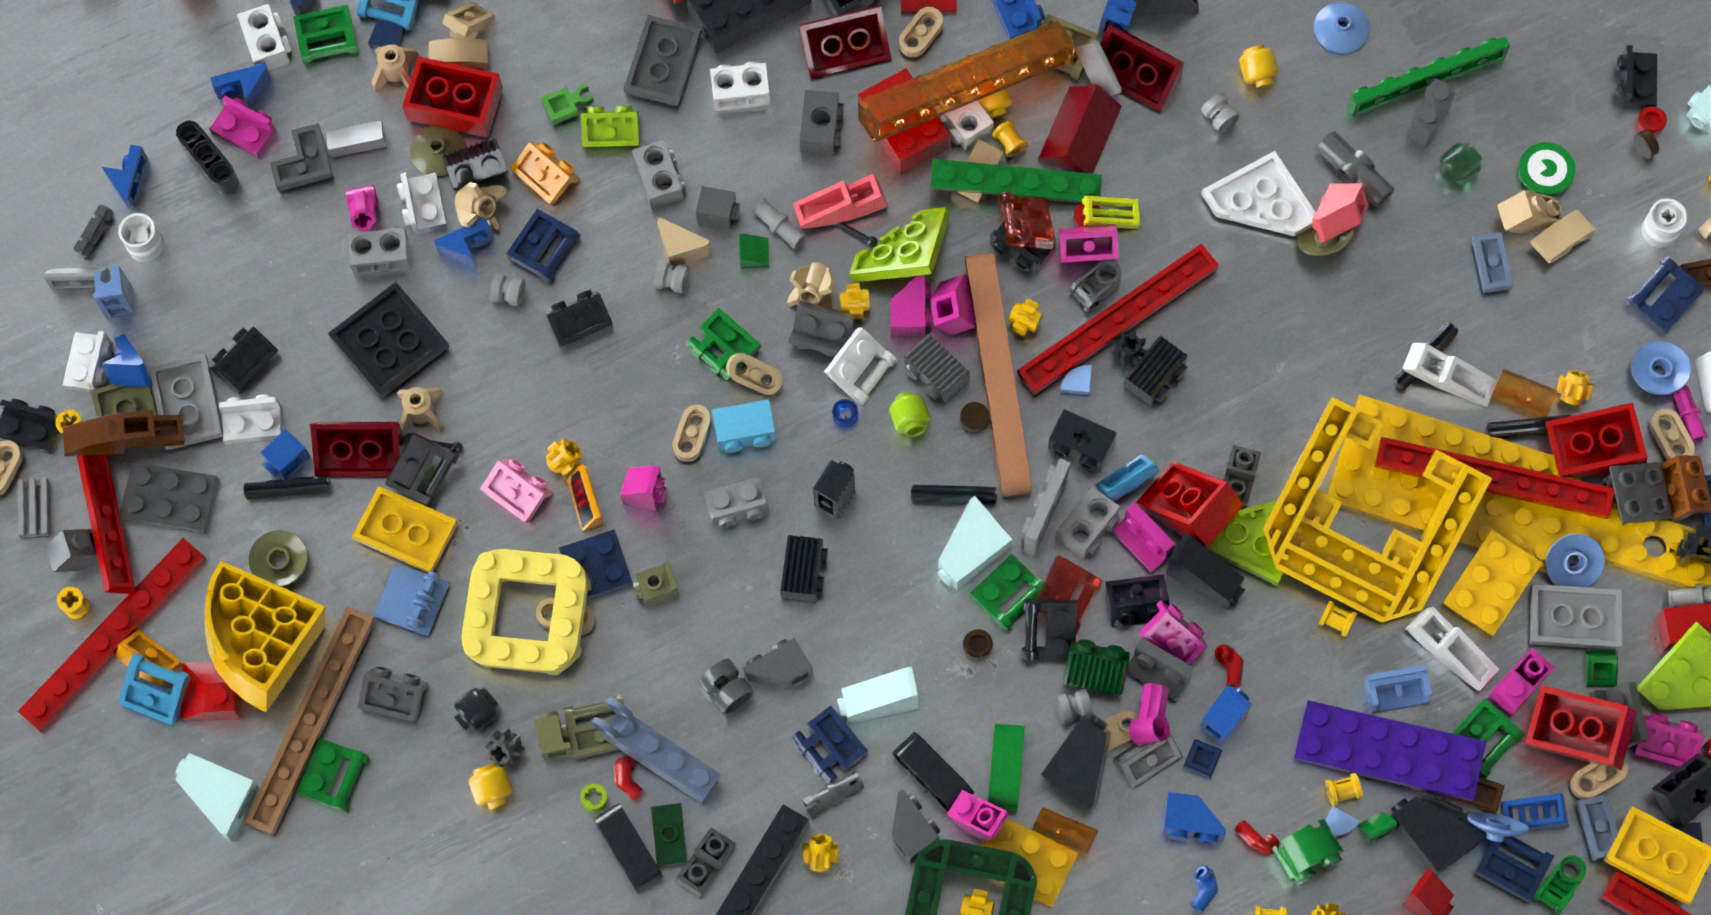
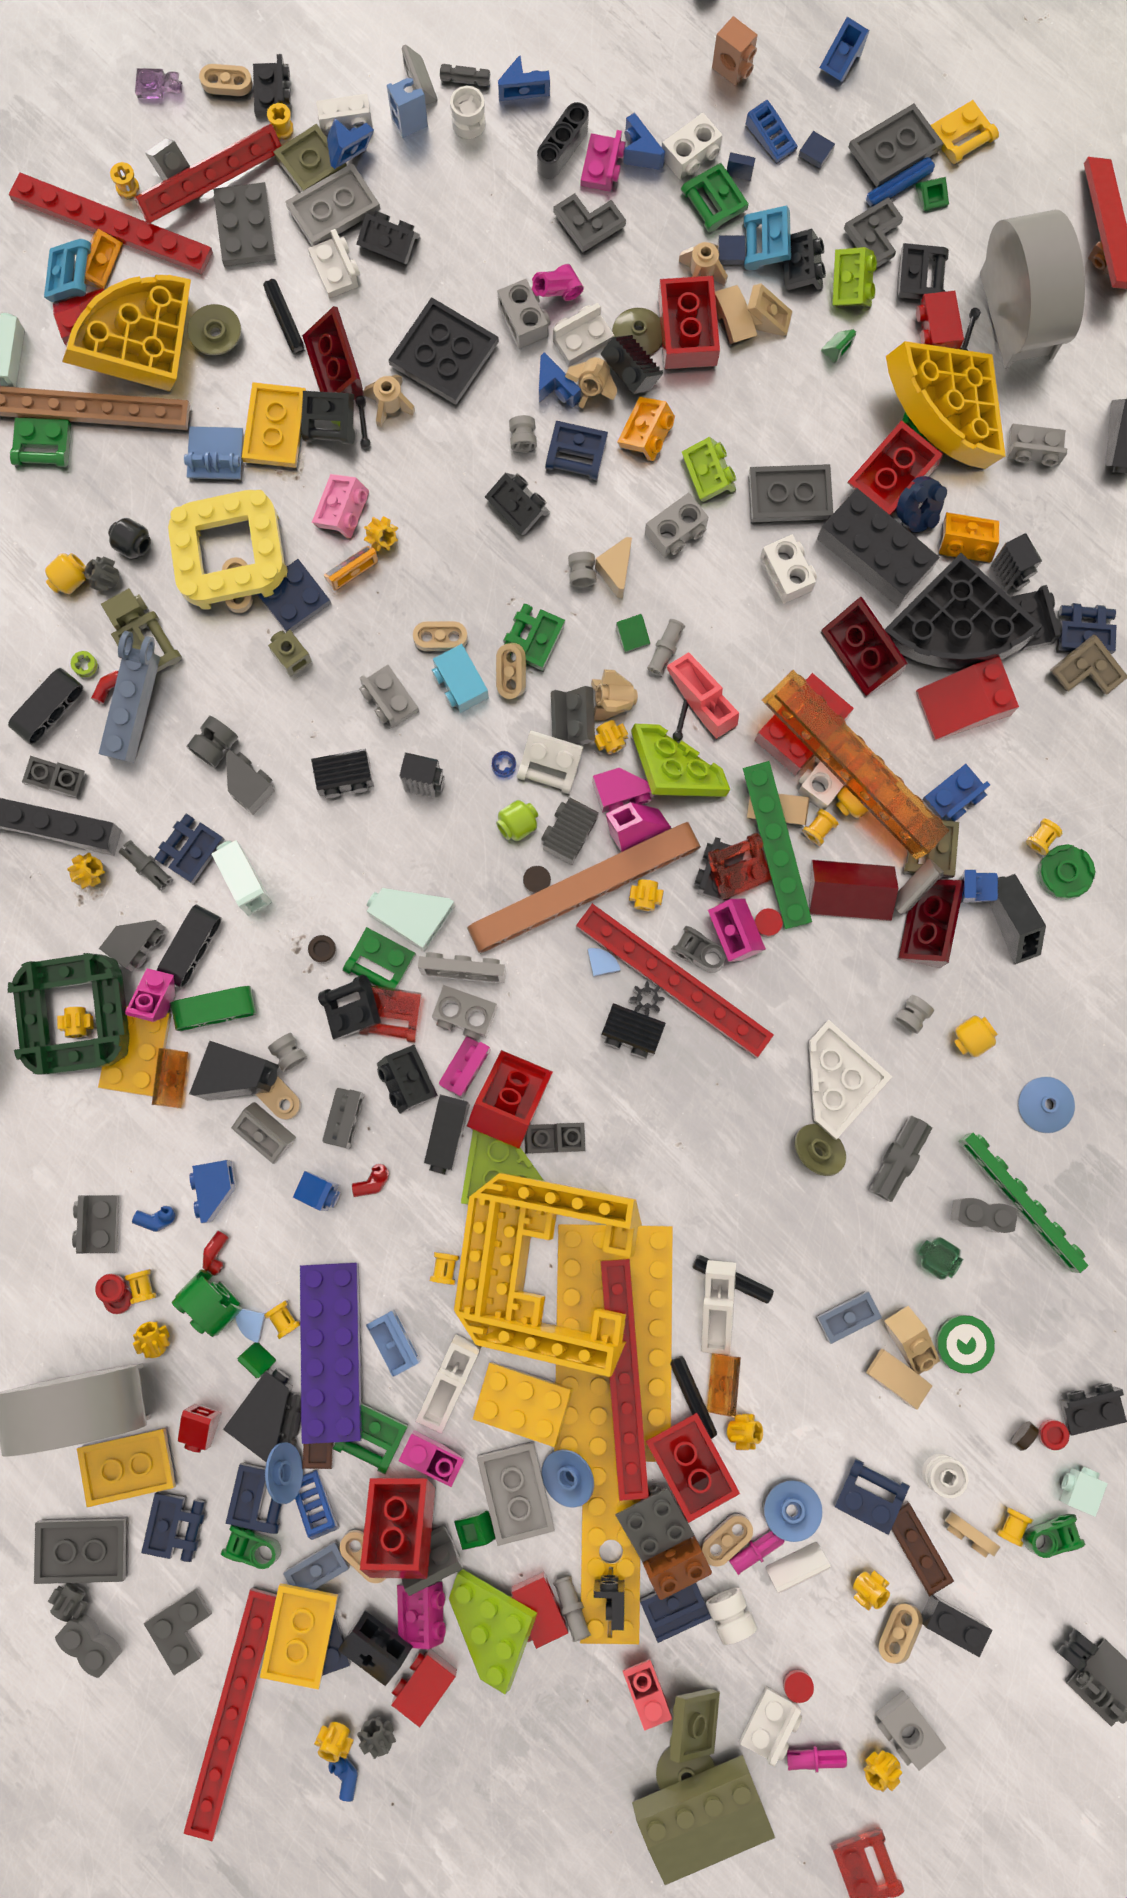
camera: 65 degrees right, 10 degrees up
(32, 484) = (199, 116): light grey tile -> none
(123, 430) = (278, 159): reddish brown slope -> none
(284, 455) = (309, 301): blue brick -> none
(355, 139) = (624, 258): light grey slope -> none
(392, 693) = (124, 465): dark grey bracket -> none
(562, 105) = (717, 421): bright green plate -> none
(644, 488) = (371, 611): dark pink slope -> none
(669, 835) = (69, 738): dark green plate -> none
(717, 207) = (662, 587): dark grey brick -> none
(817, 107) = (788, 640): dark grey brick -> none
(919, 33) = (900, 713): tan plate -> none
(953, 494) = (457, 884): black axle -> none
(1070, 430) = (550, 968): black brick -> none
(1089, 212) = (779, 916): neon yellow tile -> none
(1096, 666) = (326, 1060): dark green brick -> none
(1127, 478) = (519, 1035): dark azure plate -> none
(1151, 724) = (285, 1124): dark pink piece -> none
(1174, 634) = (378, 1122): dark pink bracket -> none
(1202, 758) = (276, 1182): dark blue tile -> none
(1340, 210) = (849, 1155): coral slope -> none

